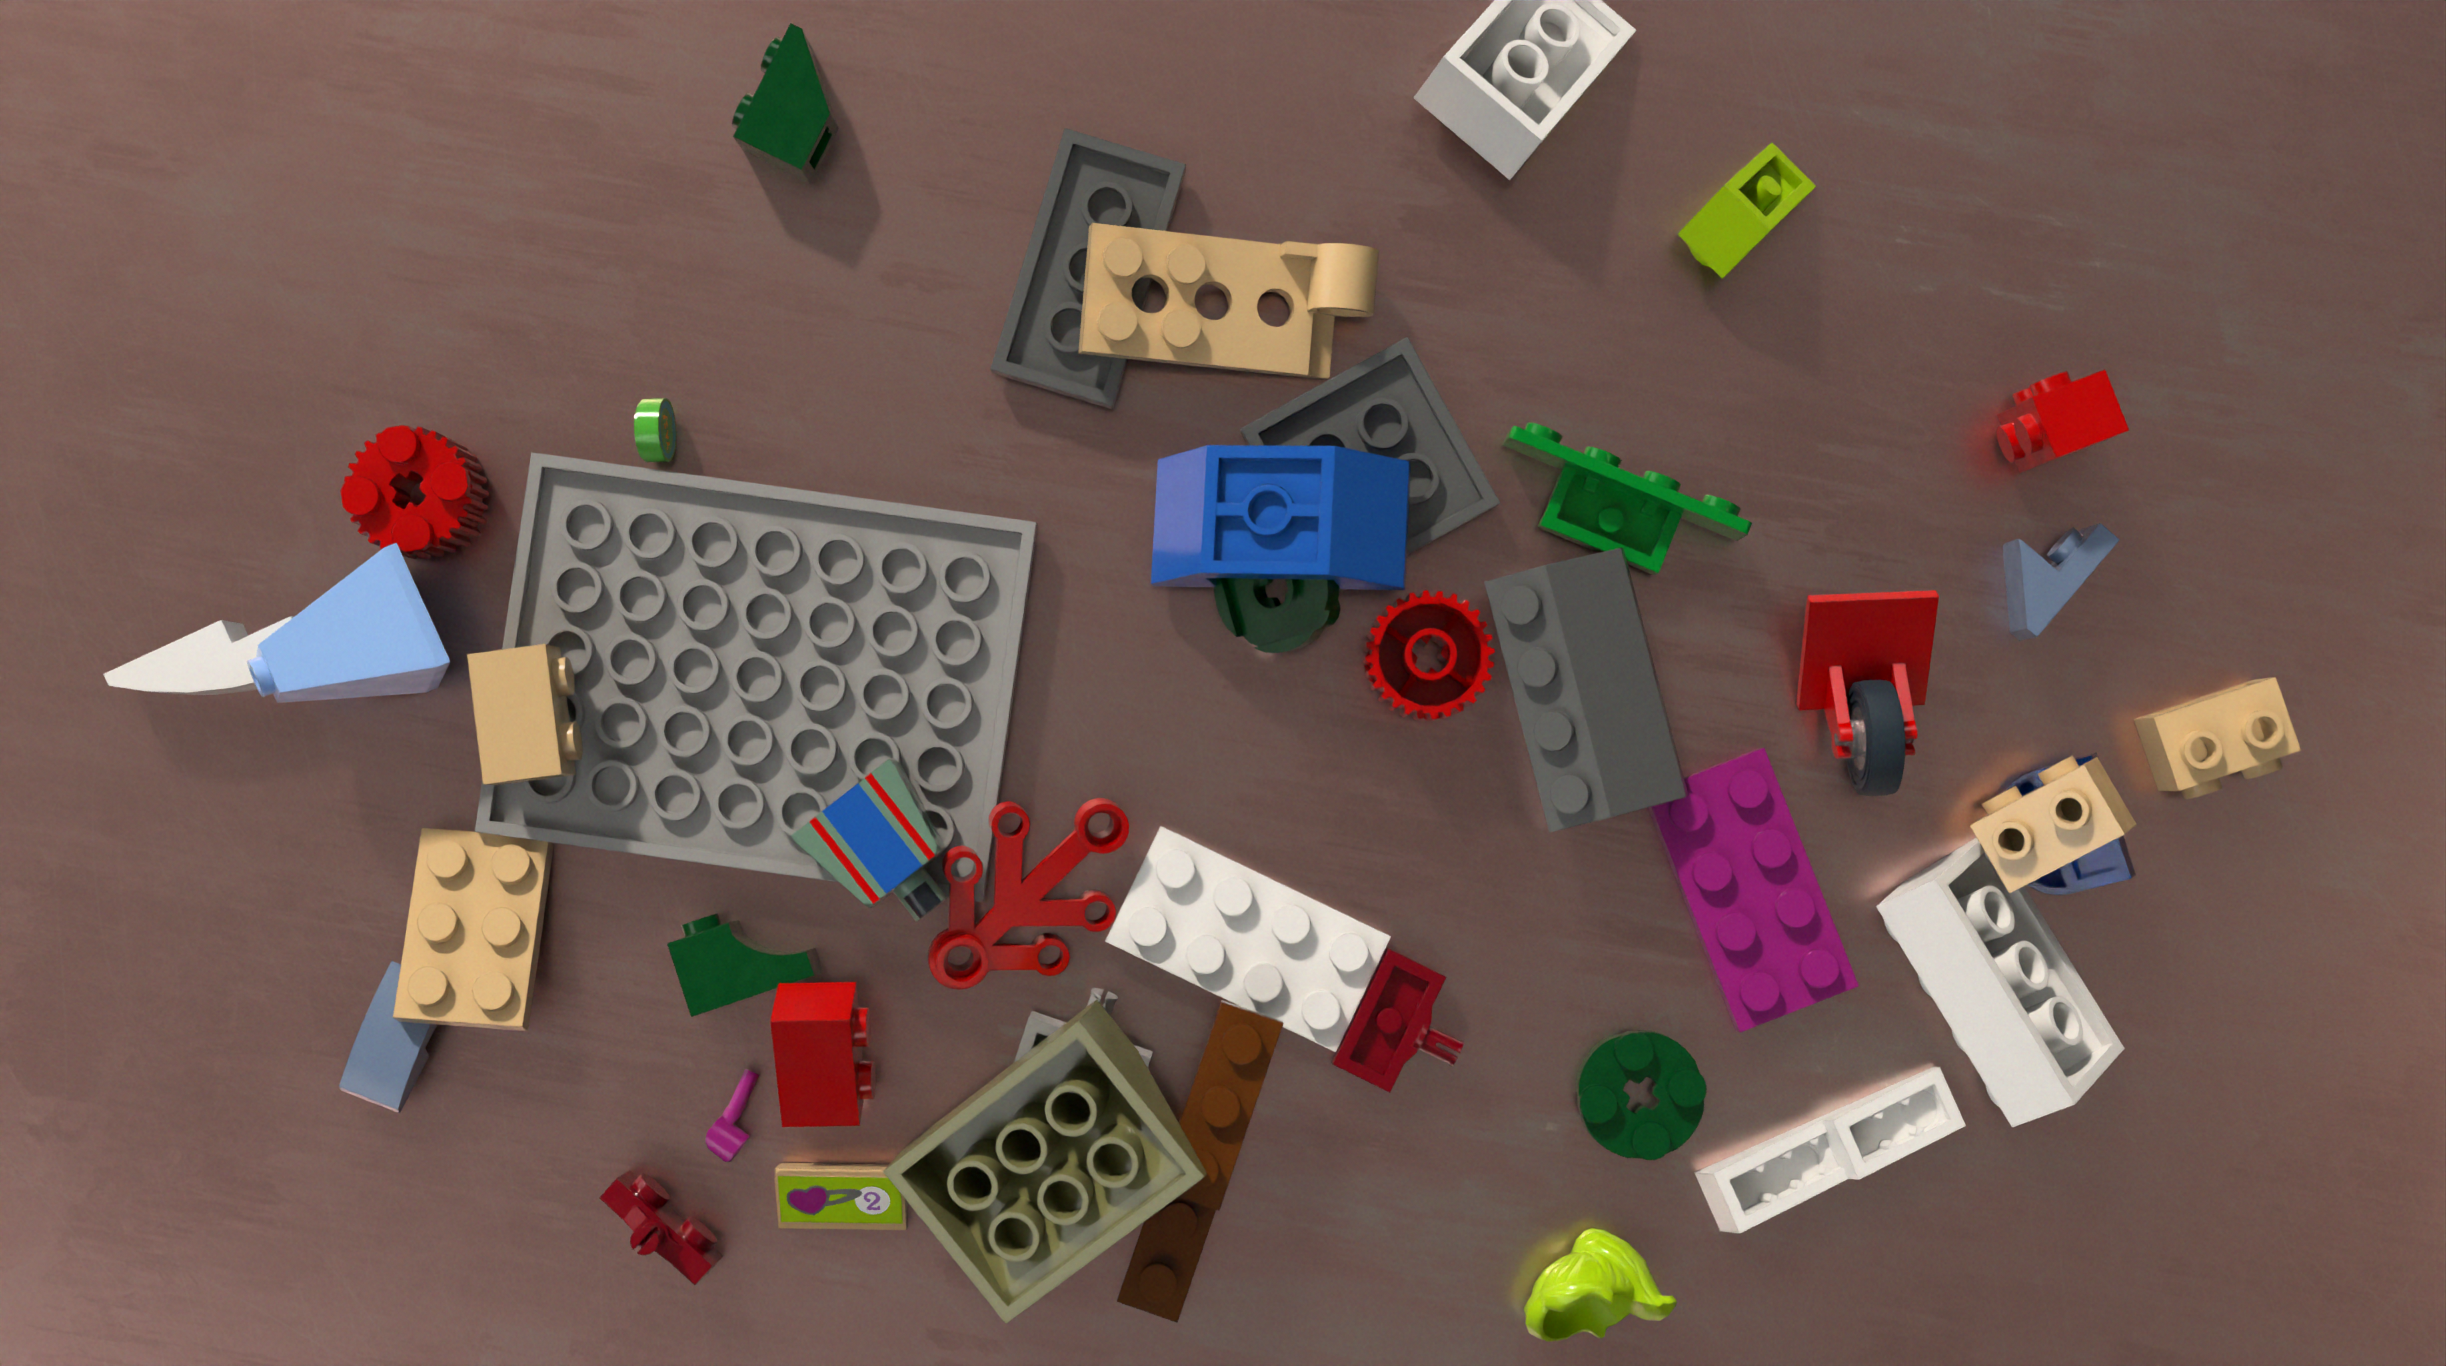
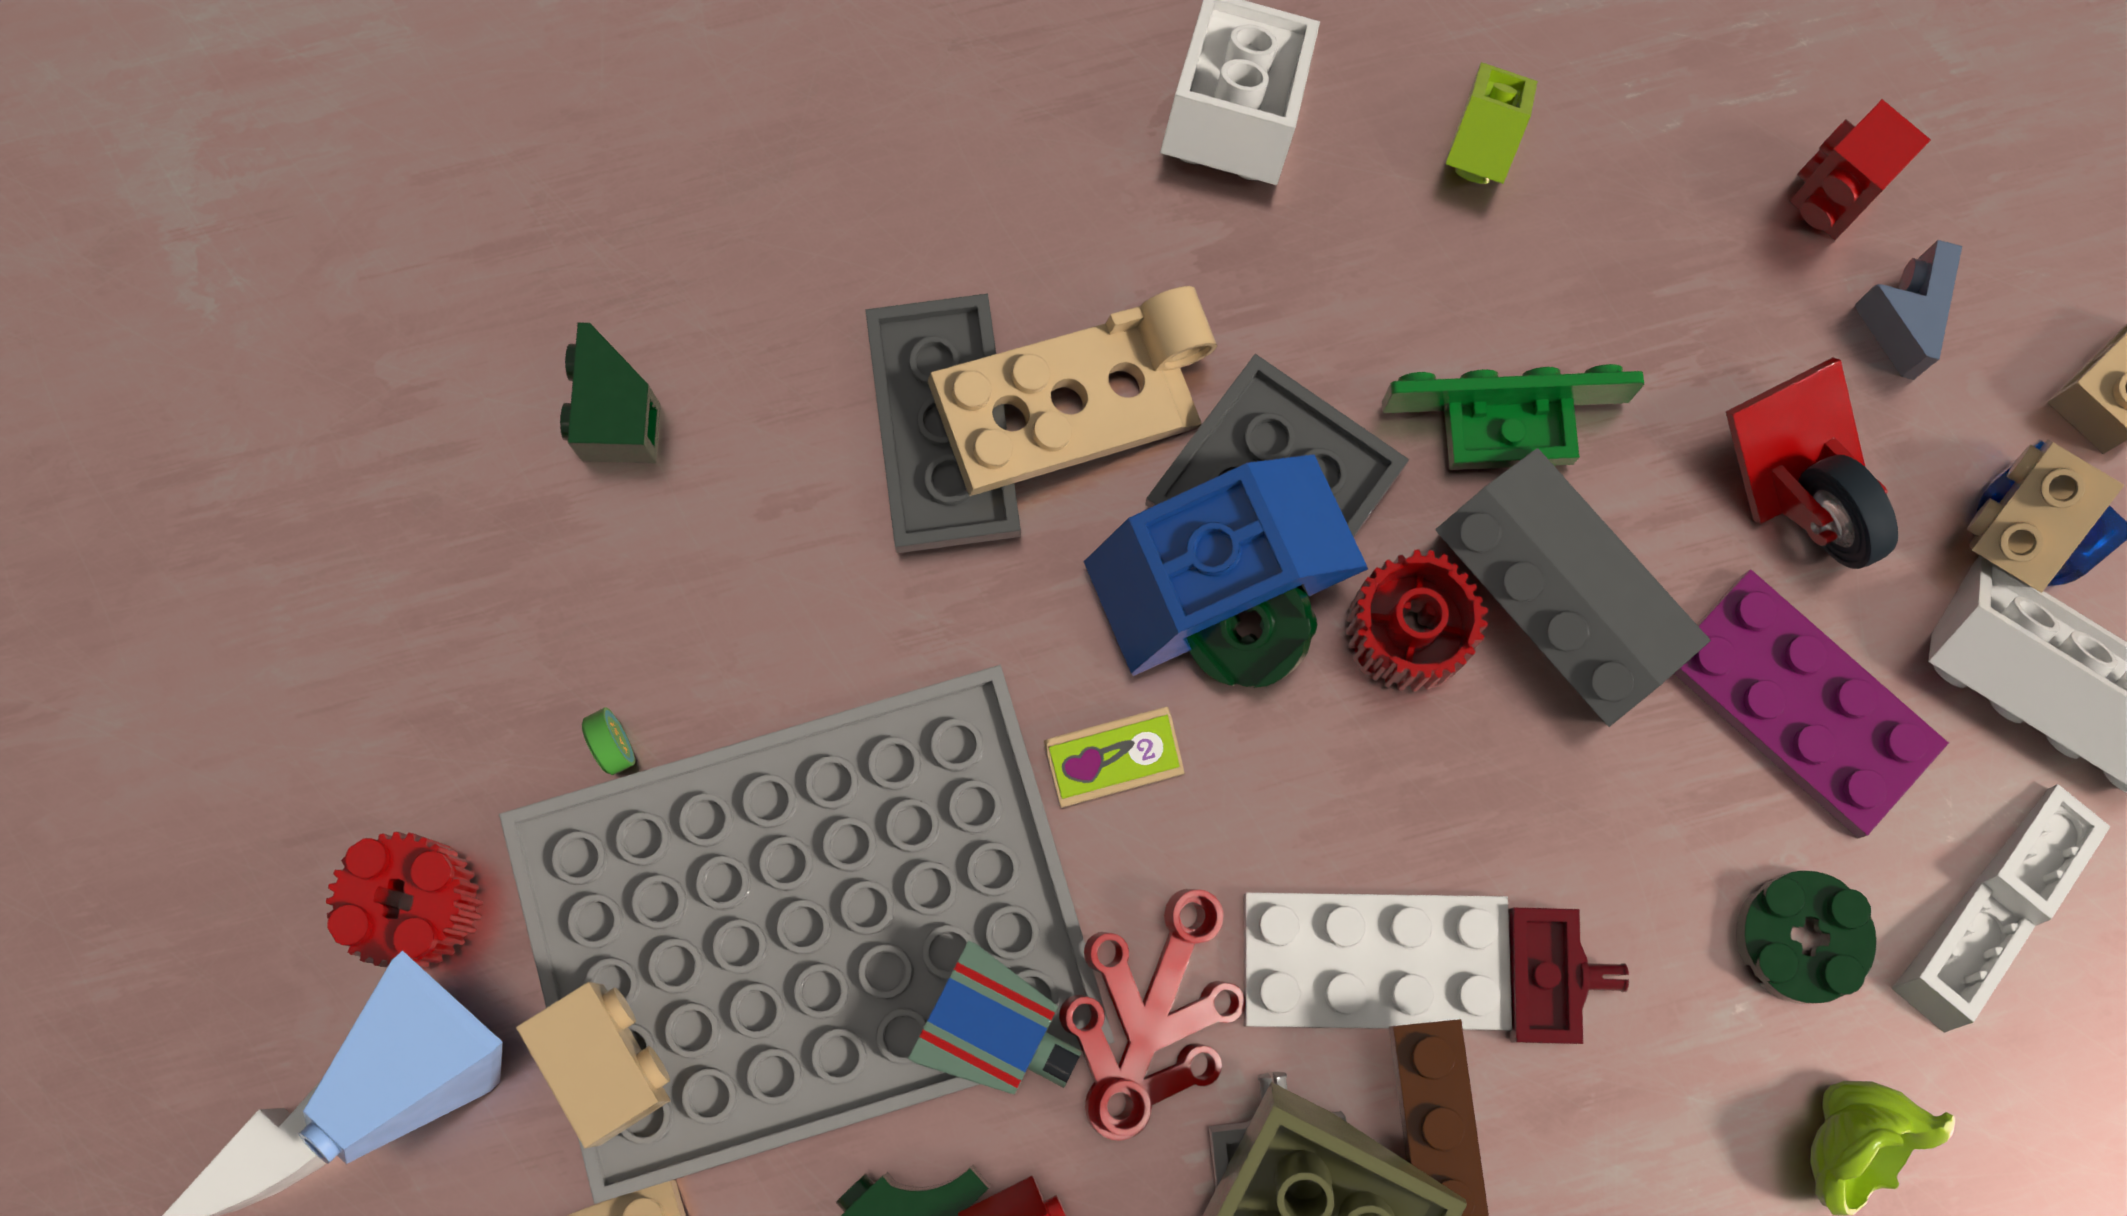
camera: 25 degrees left, 10 degrees down
(1101, 652) = (1114, 757): none -> slope

